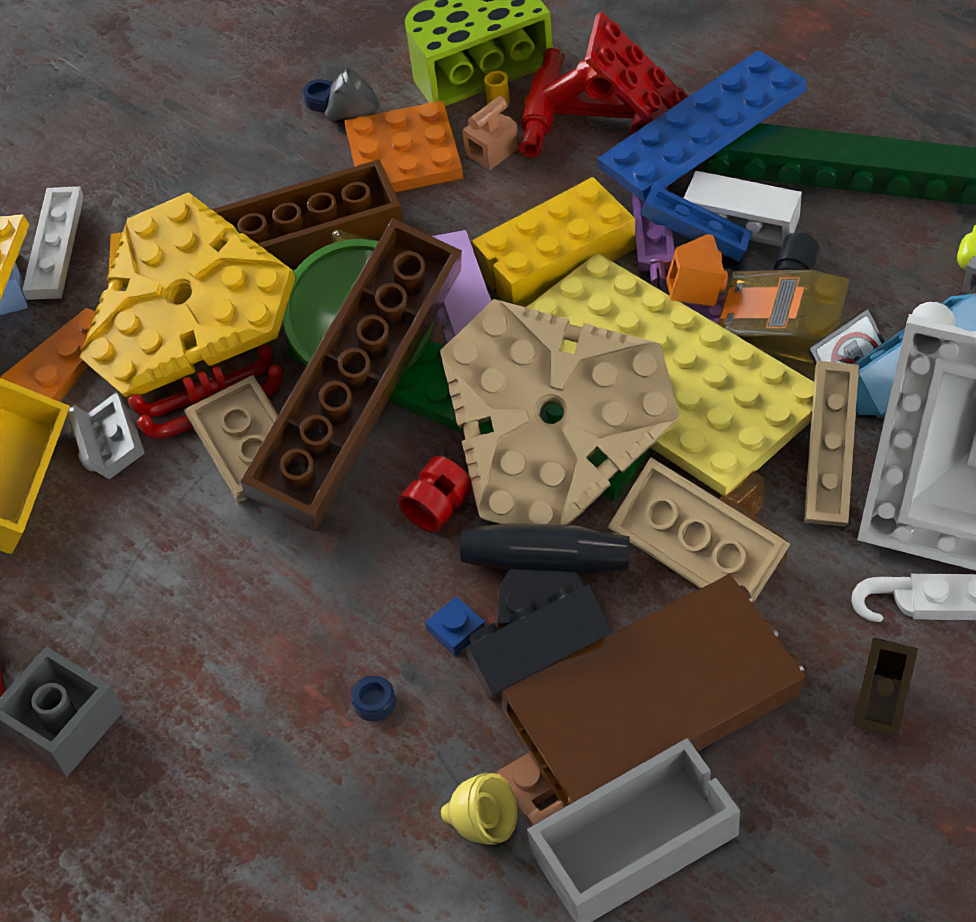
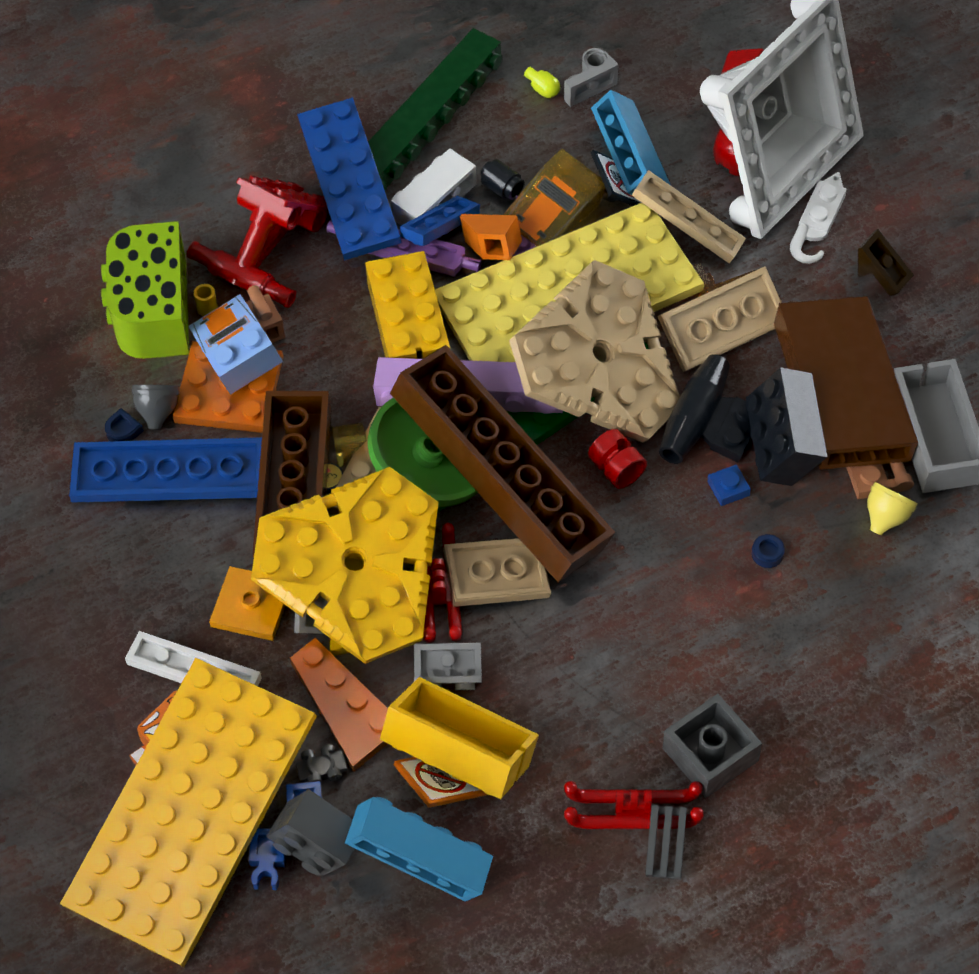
camera: 75 degrees left, 5 degrees up
(273, 129) = (165, 470): none -> blue plate
(427, 120) = (235, 344): none -> light blue slope

